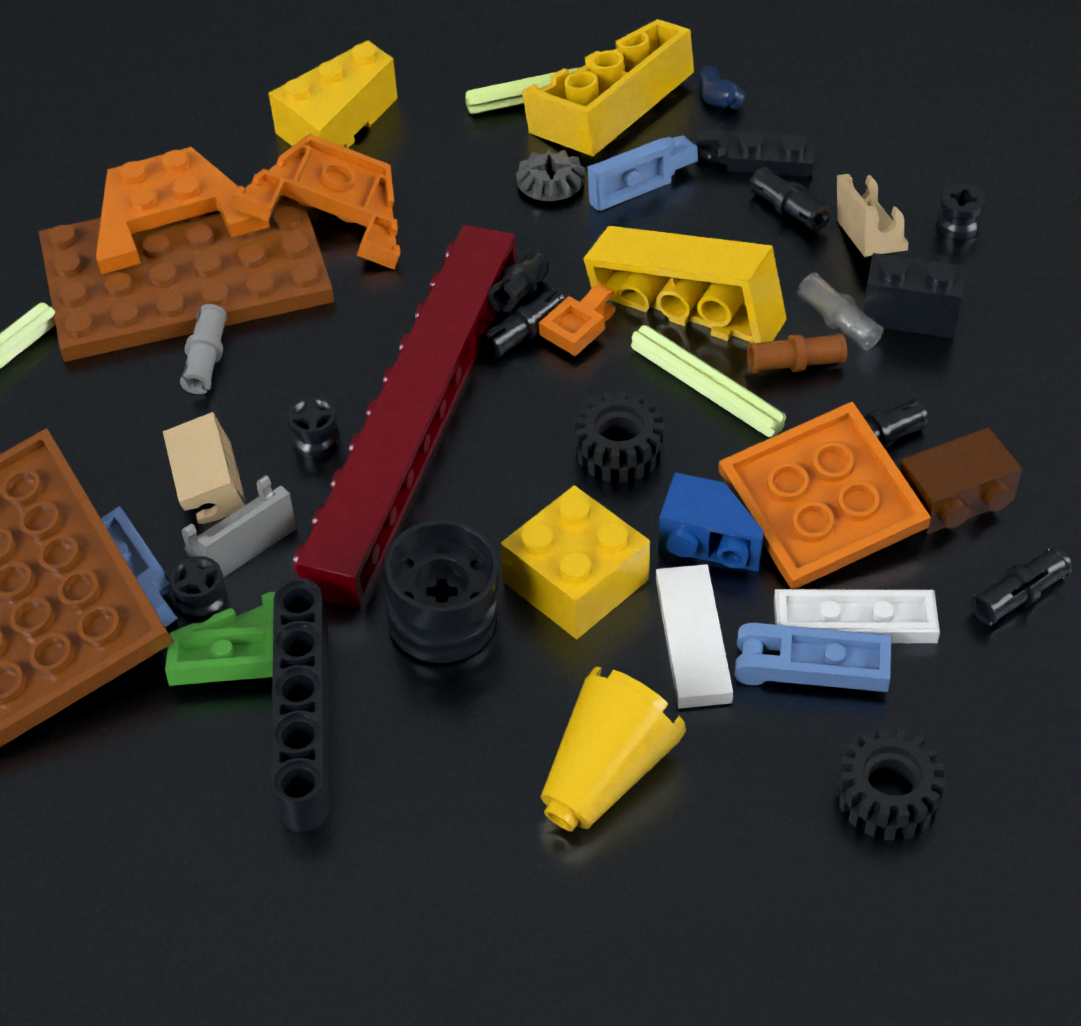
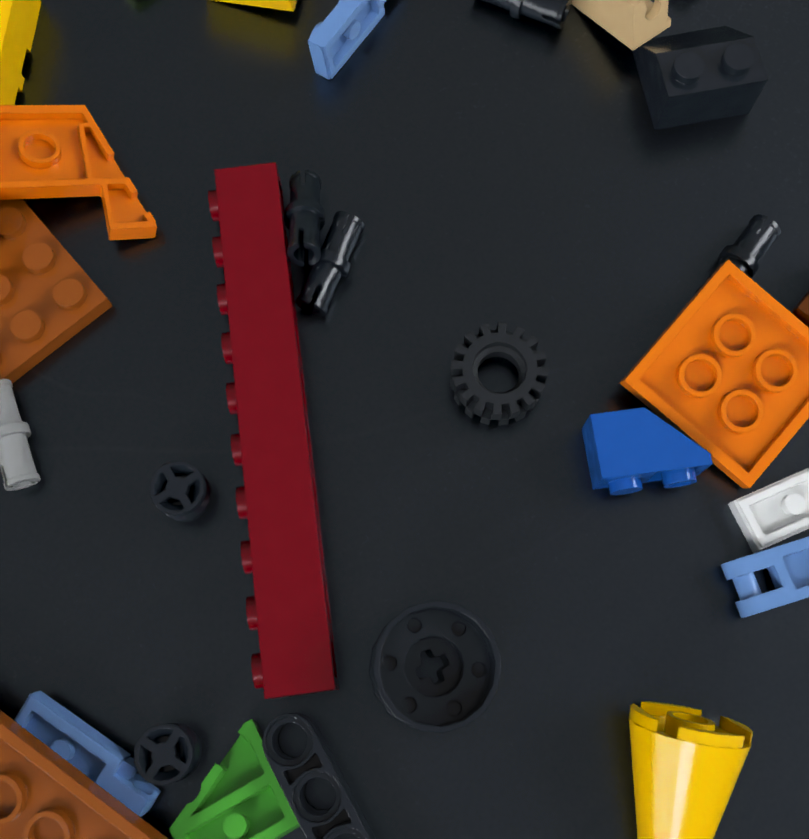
camera: 25 degrees left, 25 degrees up
(204, 468) = (93, 597): tan hinge -> none
(246, 530) = (171, 660): light grey hinge -> none
(535, 182) = (251, 69): dark grey gear -> none
(575, 561) = (538, 557): yellow brick -> none
(578, 323) = (386, 243): orange plate -> none
(692, 279) = (477, 149): yellow wedge -> none
(693, 637) = (681, 587): white tile -> none
(708, 381) = (548, 265): yellowish green axle -> none
(796, 352) = (620, 197): dark orange pin -> none
(840, 311) = (637, 127): clear pin -> none

